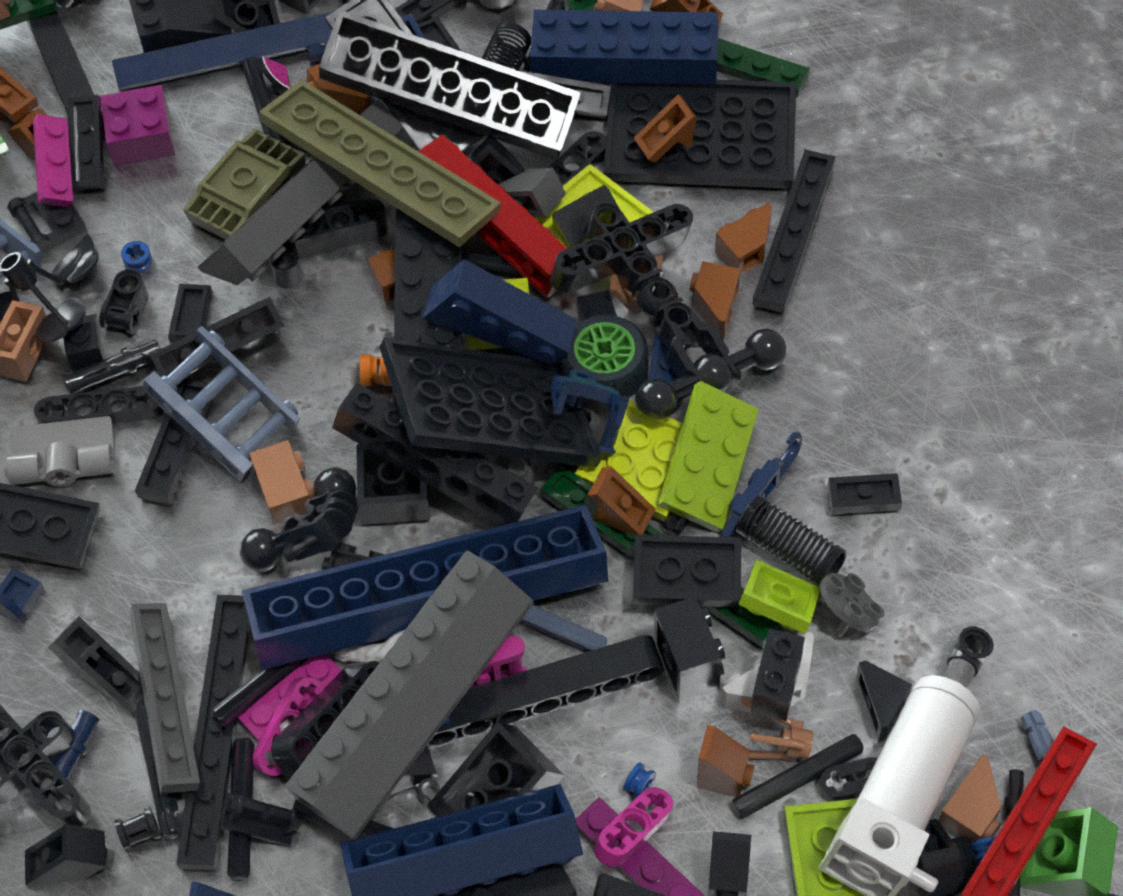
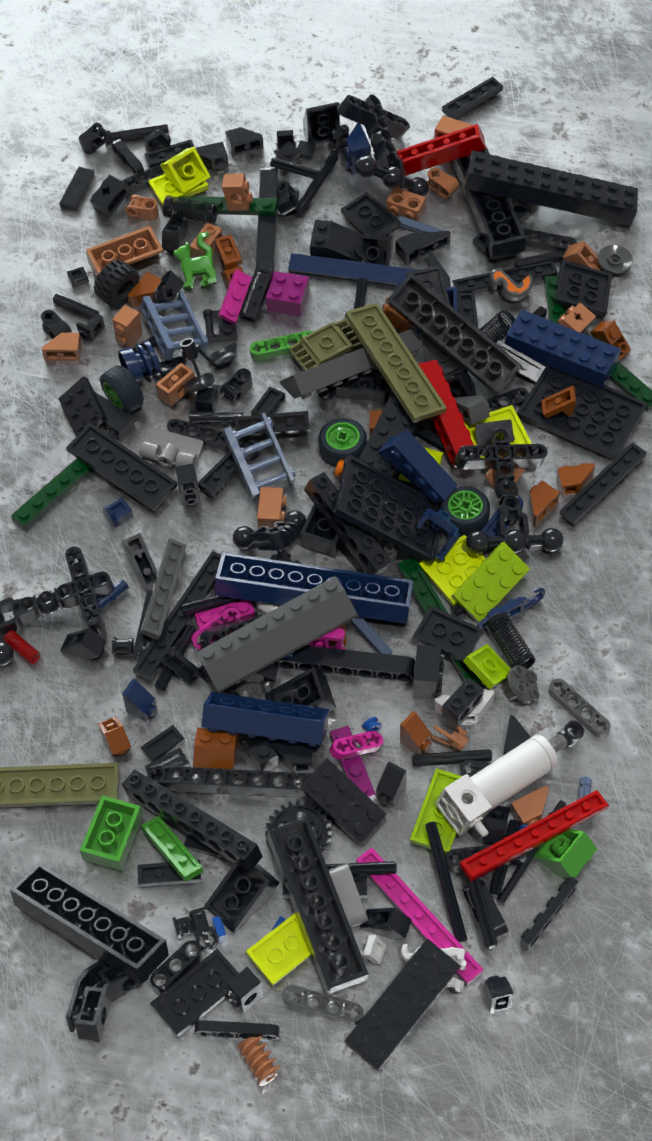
camera: 25 degrees right, 0 degrees up
(121, 498) = (187, 484): none -> black brick
(133, 248) = (255, 368): blue bush -> none
(164, 204) = (281, 341): none -> bright green beam
(275, 73) = (372, 292): tile -> none
(347, 324) = (341, 438): none -> wheel
(596, 304) = (477, 482): black tile -> none
(620, 503) = (431, 586): dark orange slope -> none
(864, 493) = (563, 634): black plate -> none
(952, 607) = (577, 709): none -> dark grey beam

